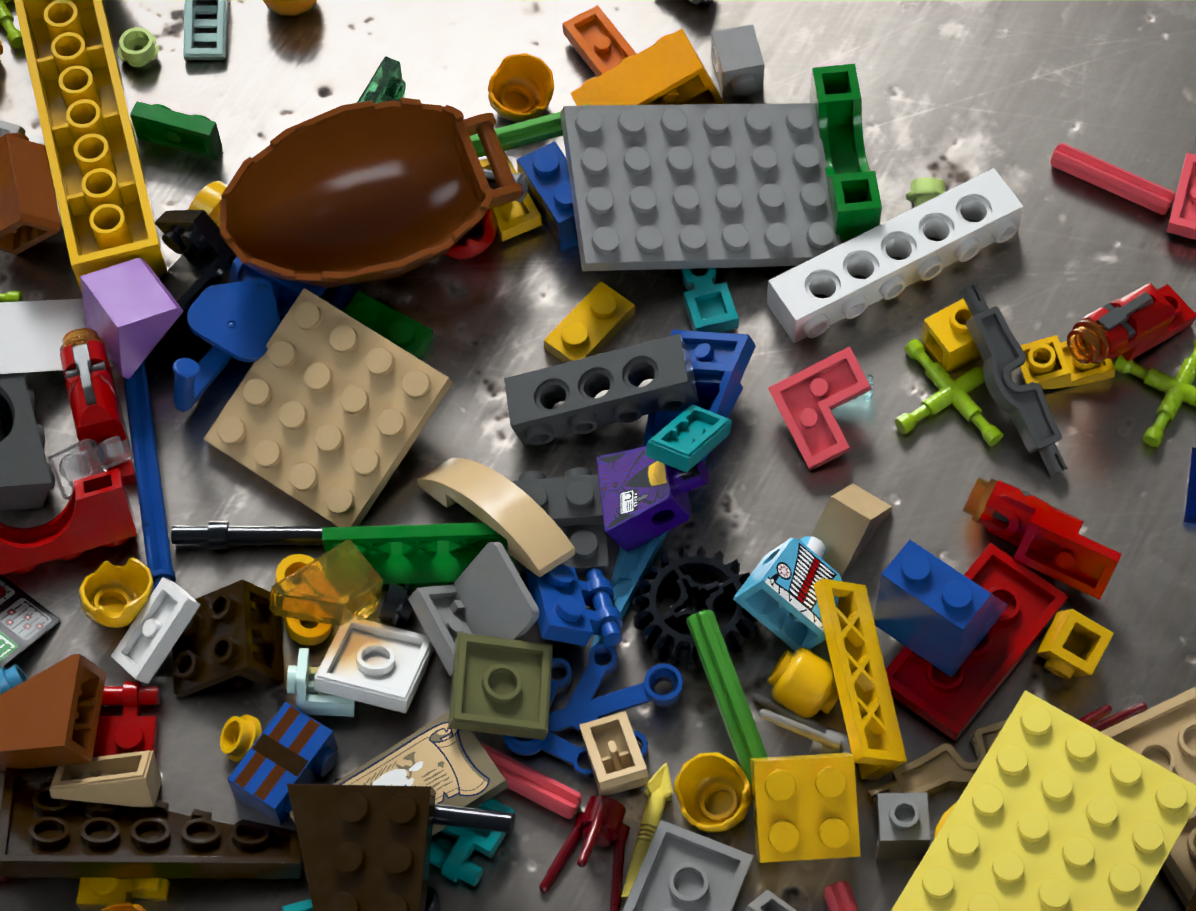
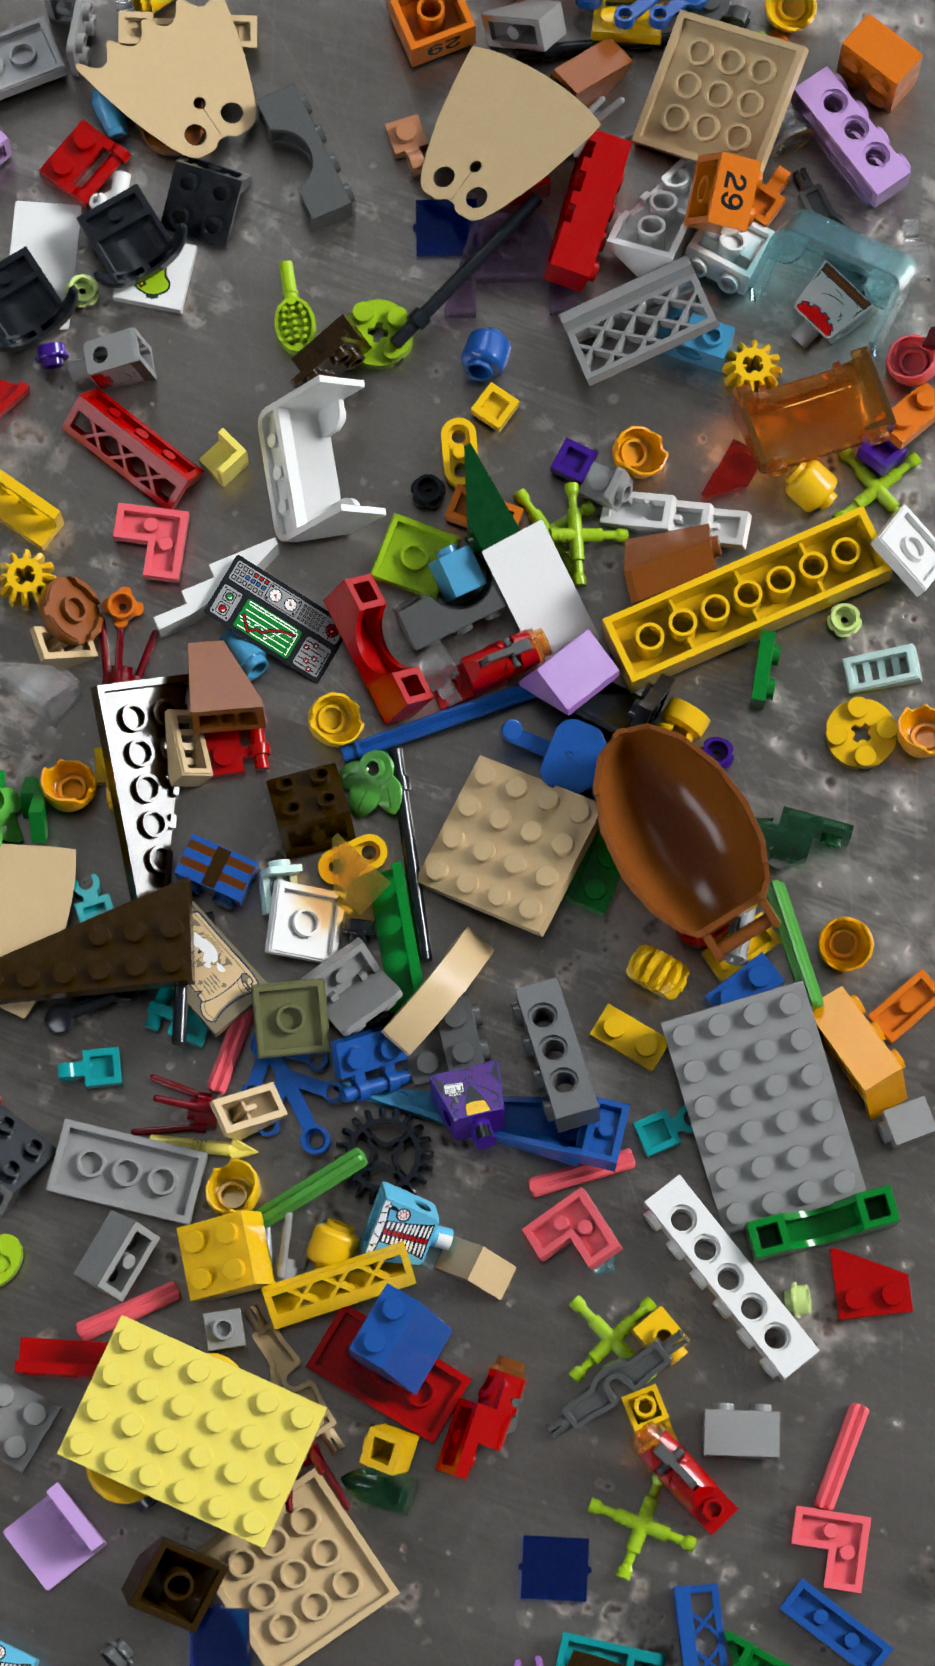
camera: 80 degrees right, 15 degrees up
(155, 630) = (307, 755): white plate -> none
(218, 561) = (370, 789): none -> bright green plate
(239, 736) = (234, 836): yellow plate -> none
(271, 32) = (862, 754): none -> yellow plate
(517, 275) = (657, 971): none -> yellow gear
(688, 438) = (509, 1127): teal plate -> none
(751, 417) = (573, 1176): none -> coral axle
(918, 130) = (867, 1287): none -> red wing
(1082, 263) = (741, 1432): none -> light grey brick
(1121, 667) = (381, 1489): none -> clear green plate

